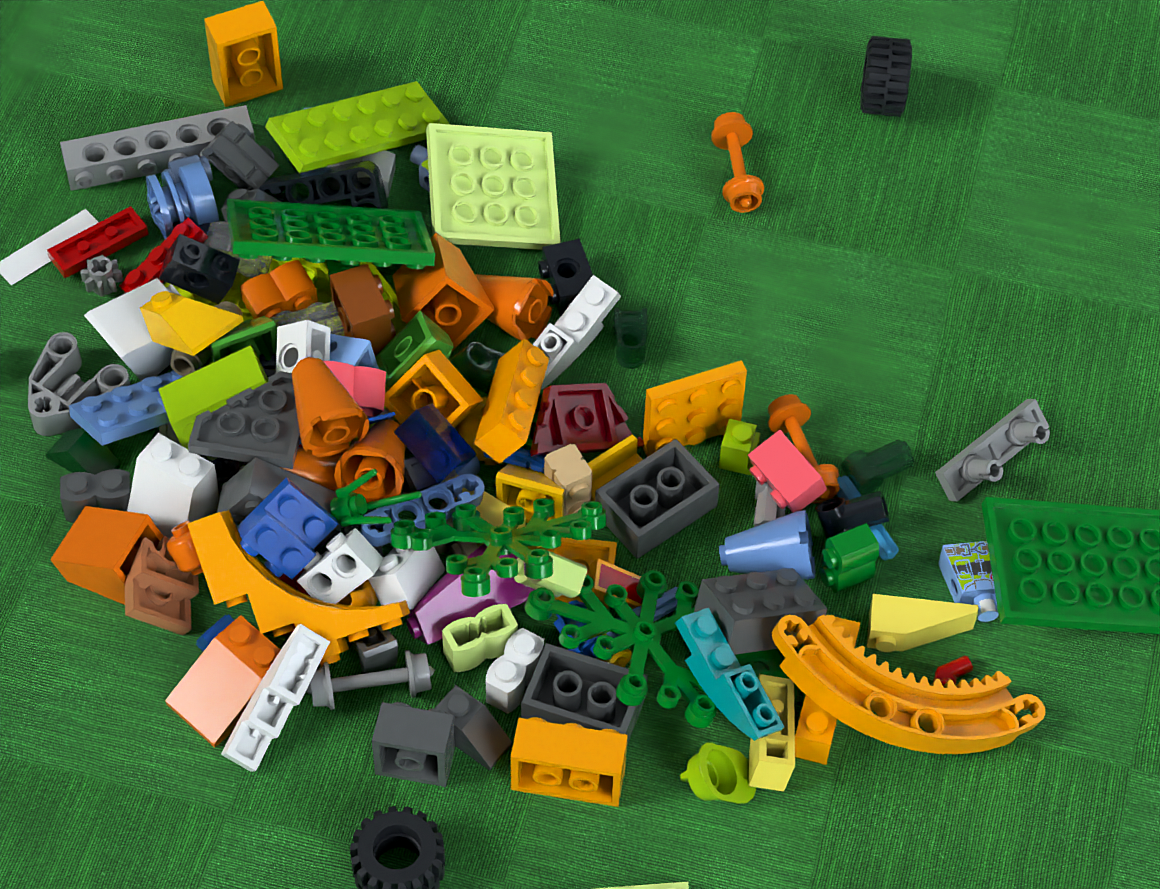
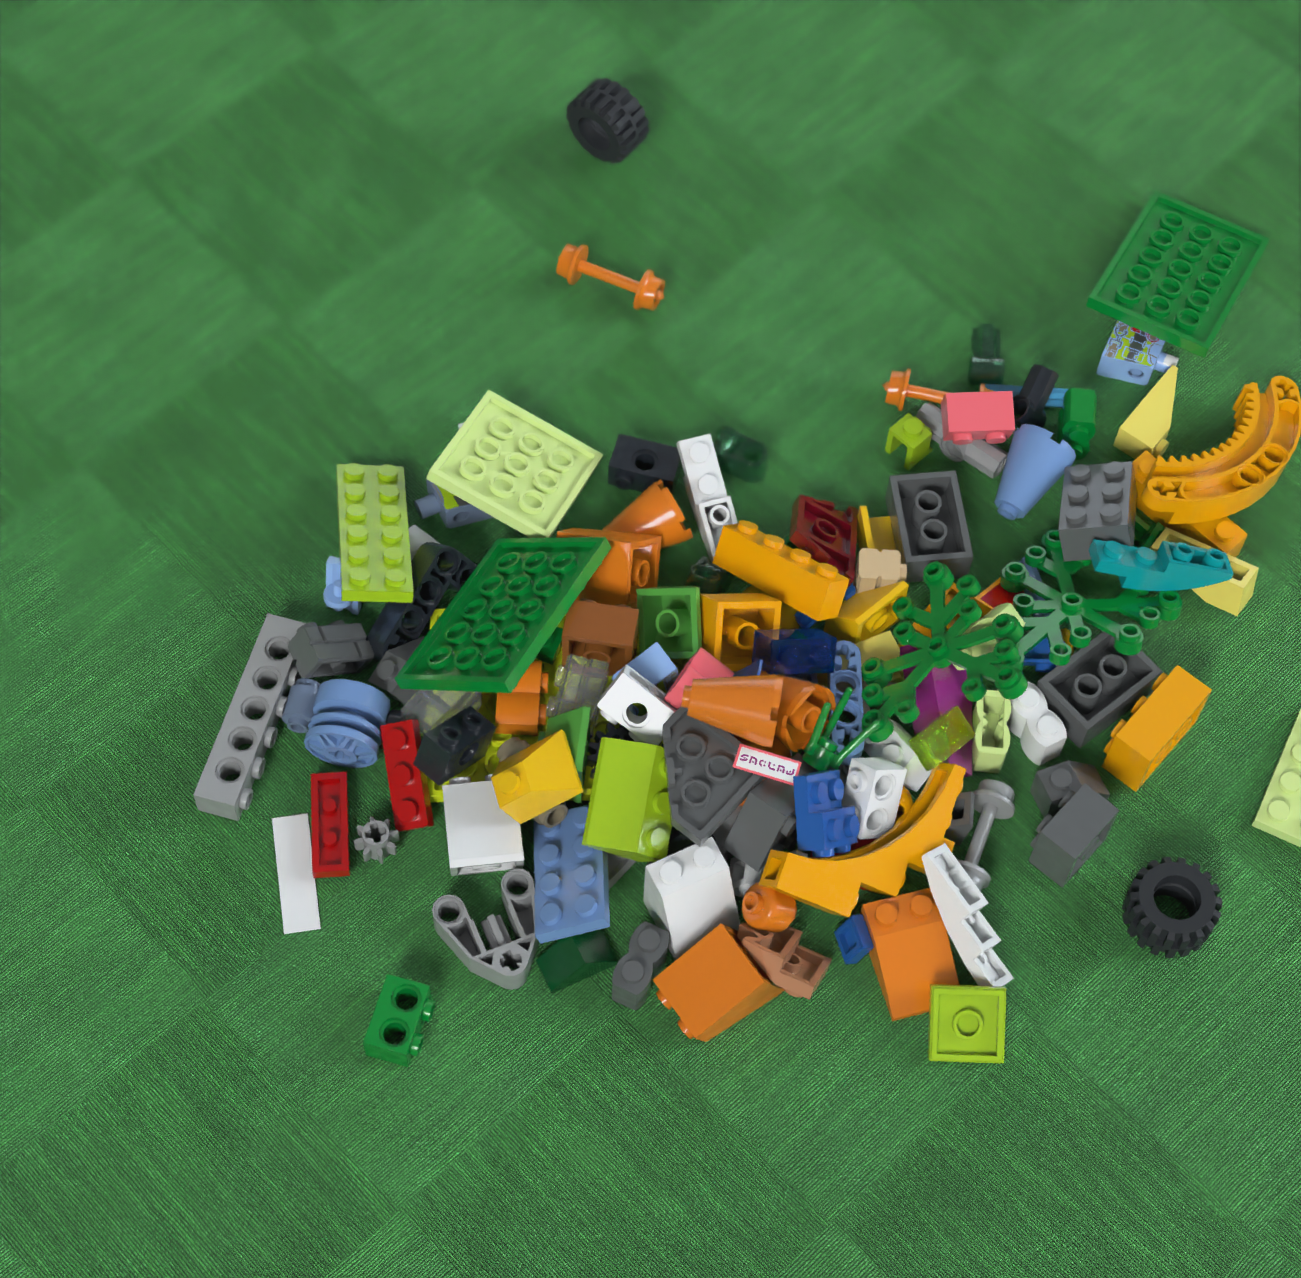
camera: 60 degrees left, 5 degrees up
(185, 750) = (966, 1023): none -> lime tile
(244, 53) = (212, 579): light orange brick -> none
(289, 456) = (766, 764): none -> white sticker
(426, 589) = (941, 738): none -> clear neon green plate
(693, 407) = (873, 443): light orange plate -> none
(719, 774) = (1221, 631): lime piece -> none
(953, 670) = (1208, 427): red arm -> none
(992, 449) = (1016, 262): light grey plate -> none

